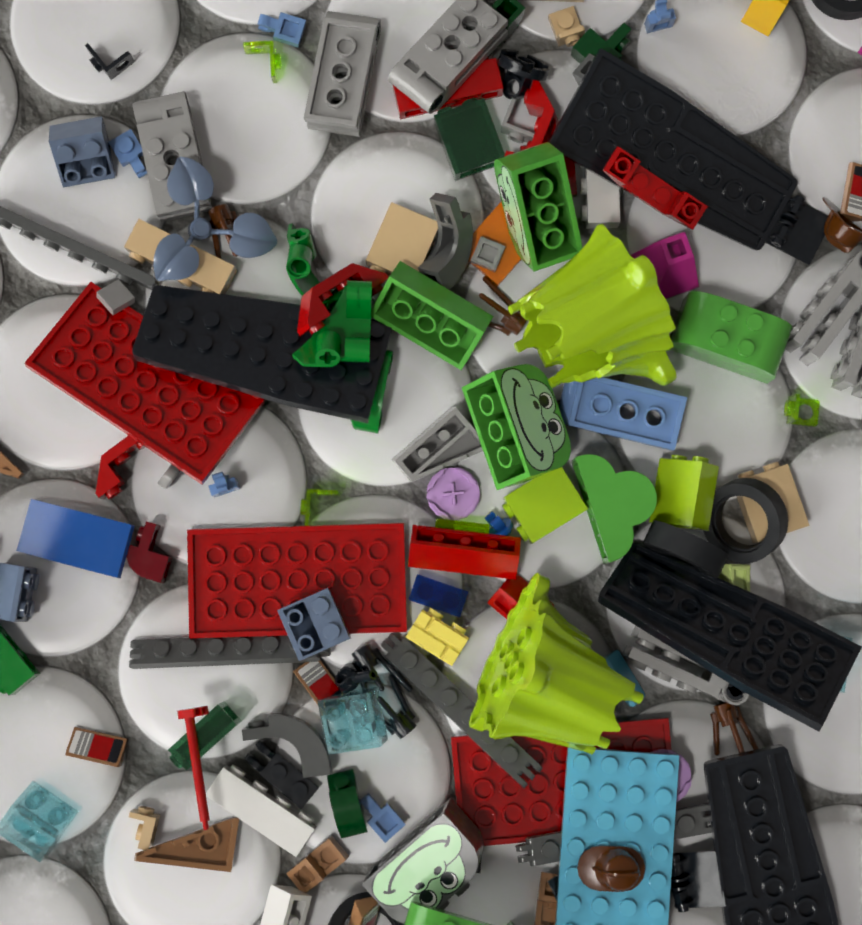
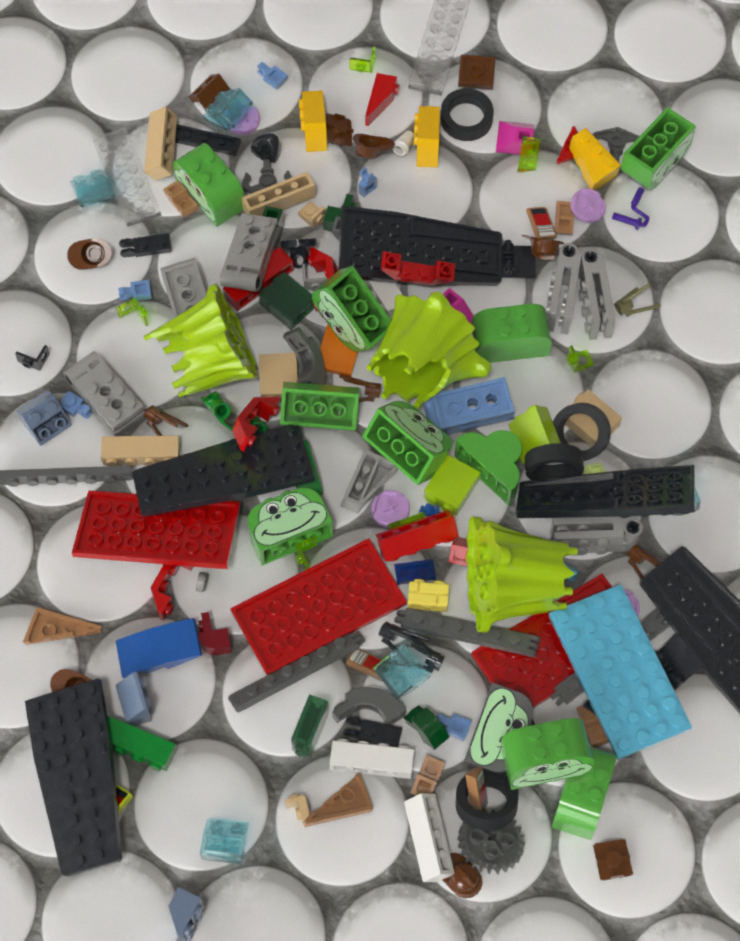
camera: 25 degrees left, 20 degrees down
(96, 747) = (240, 776): slope -> none
(115, 297) = (110, 489): light grey tile -> none
(176, 258) = (139, 441): sand blue plant -> none
(188, 715) = (293, 708): red piece -> none
(223, 484) = (239, 570): medium blue plate -> none
(309, 456) = (288, 520): none -> brick
(314, 624) = (346, 618): sand blue slope -> none
(333, 165) = (211, 345): none -> lime piece
(345, 330) = (270, 434): green panel -> none
(349, 678) = (385, 647): black plate -> none
(487, 254) = (335, 359): light grey tile -> none
(611, 868) = (617, 671): reddish brown piece -> none

